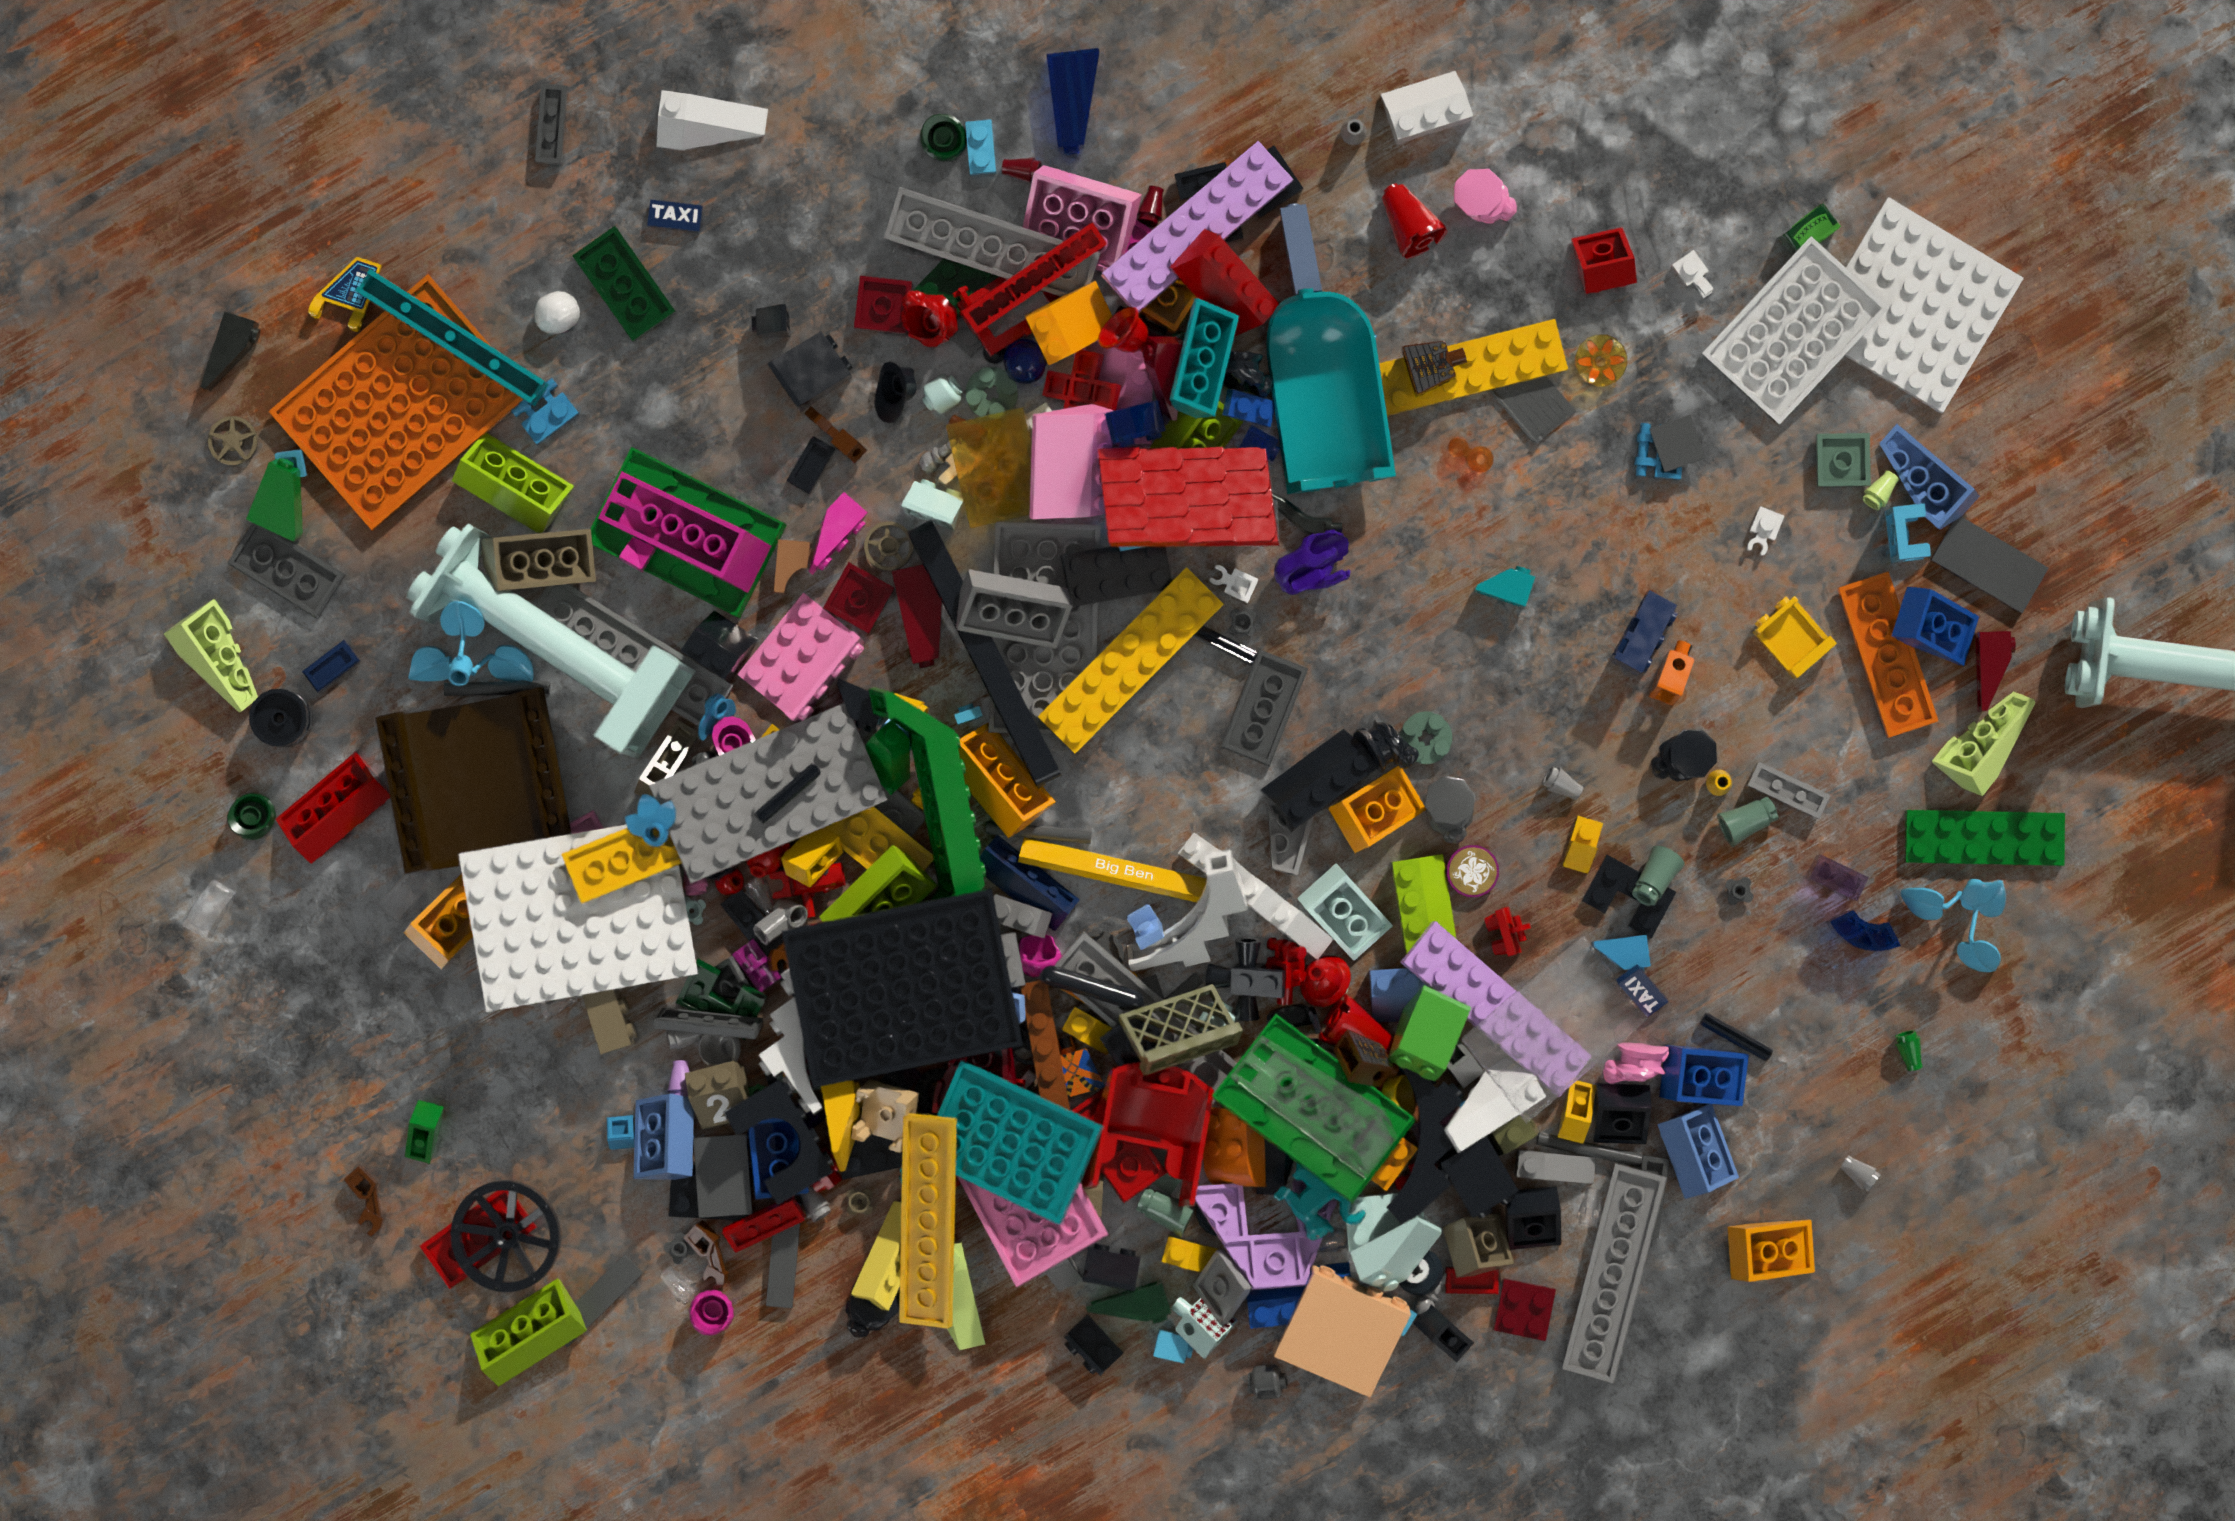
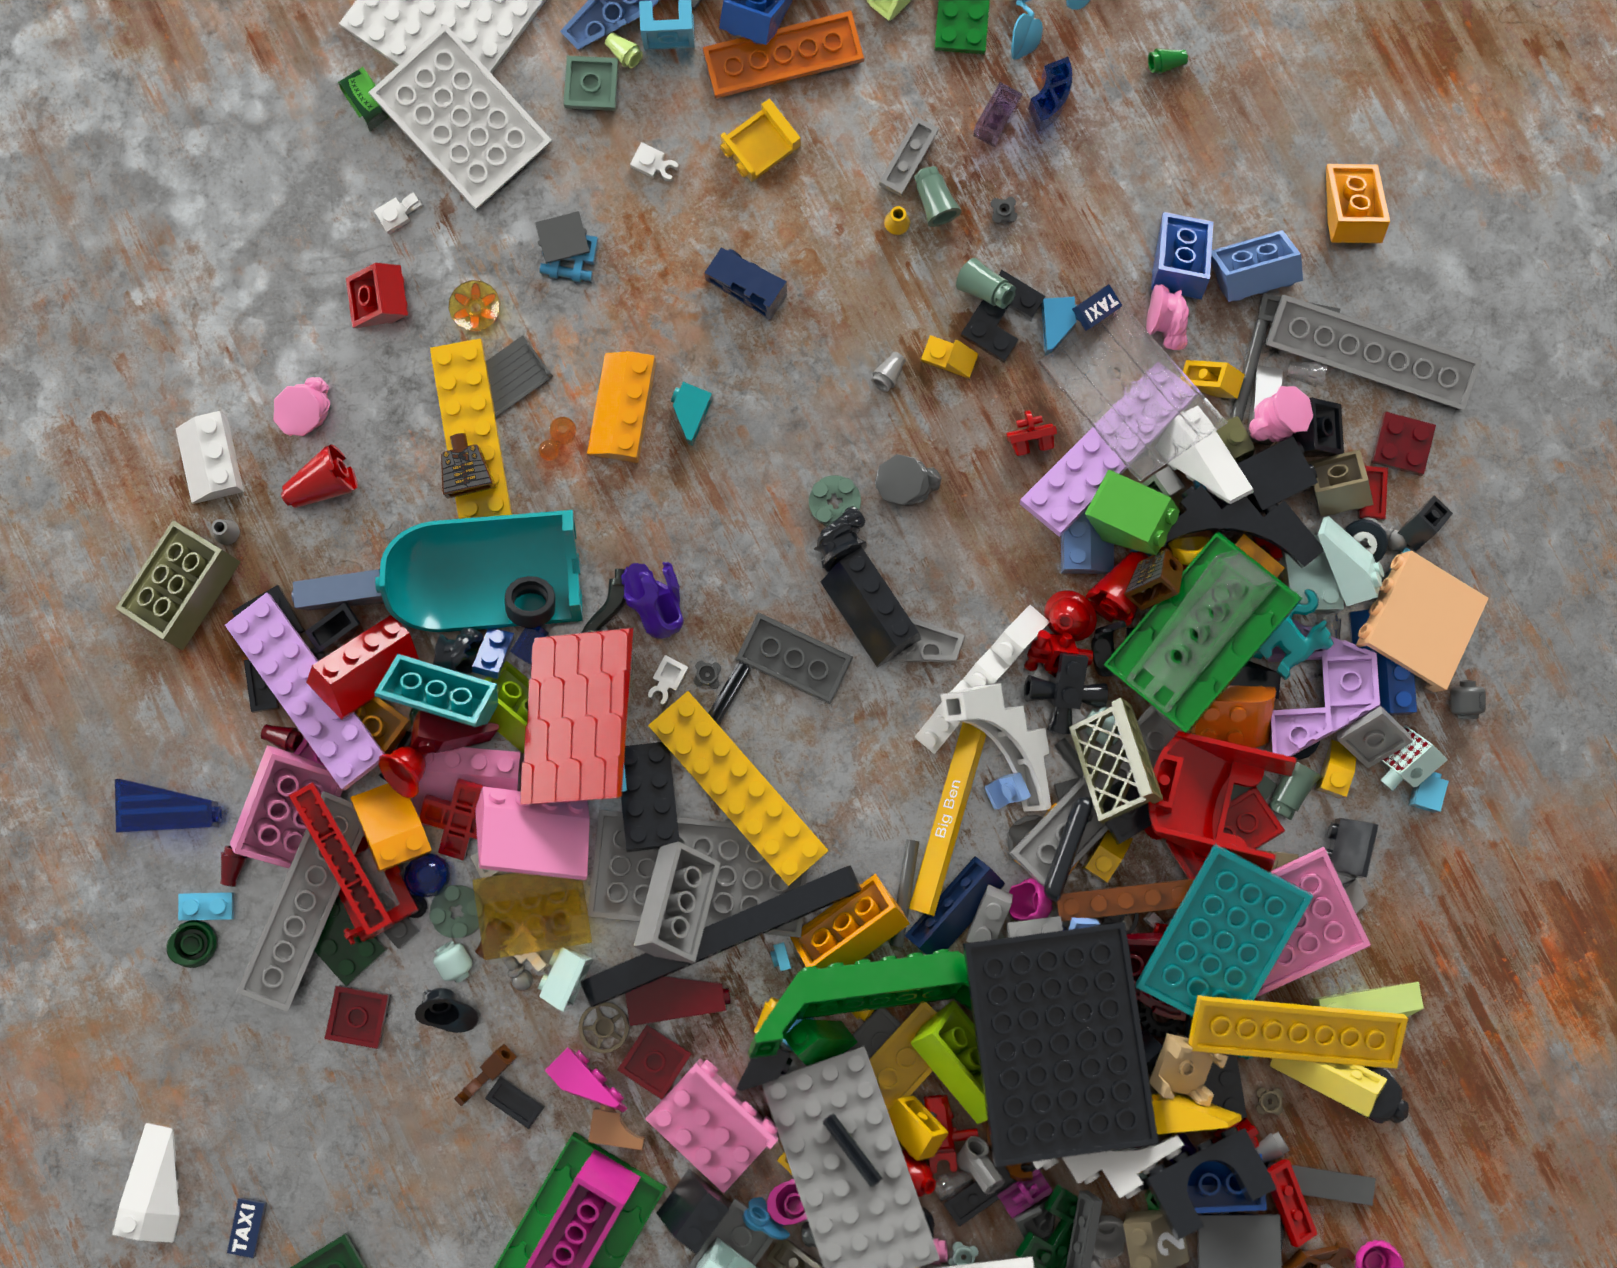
camera: 85 degrees left, 5 degrees down
(730, 883) = (938, 1214): red piece -> none
(772, 322) = (364, 1133): black slope -> none
(811, 370) = (417, 1096): black slope -> none
(928, 318) = (373, 970): red piece -> none
(1078, 1068) = (1146, 867): torso -> none
(1093, 1345) = (1424, 872): black bracket -> none
(1136, 422) = (497, 764): clear blue brick -> none
(1143, 1304) = (1392, 815): clear green slope -> none
(1262, 248) = (333, 628): none -> black slope
(1296, 89) = (177, 585): none -> olive slope
(1318, 435) = (532, 585): none -> black tyre
(1344, 912) = (1002, 592): light aqua slope -> none
(1377, 809) = (903, 553): light orange slope -> none
(1422, 896) = (994, 516): lime slope -> none
(1472, 871) = (969, 464): tile -> none
(1508, 517) = (622, 406): none -> light orange slope
(1539, 1179) = (1281, 415): none -> bright pink piece
(1621, 1113) = (1216, 334): black slope -> none
(1671, 682) = (789, 256): orange torso -> none
(1685, 756) = (870, 250): black piece -> none
(1736, 1036) = (1145, 222): black axle -> none
(1861, 1173) = (1284, 113): light grey cone -> none

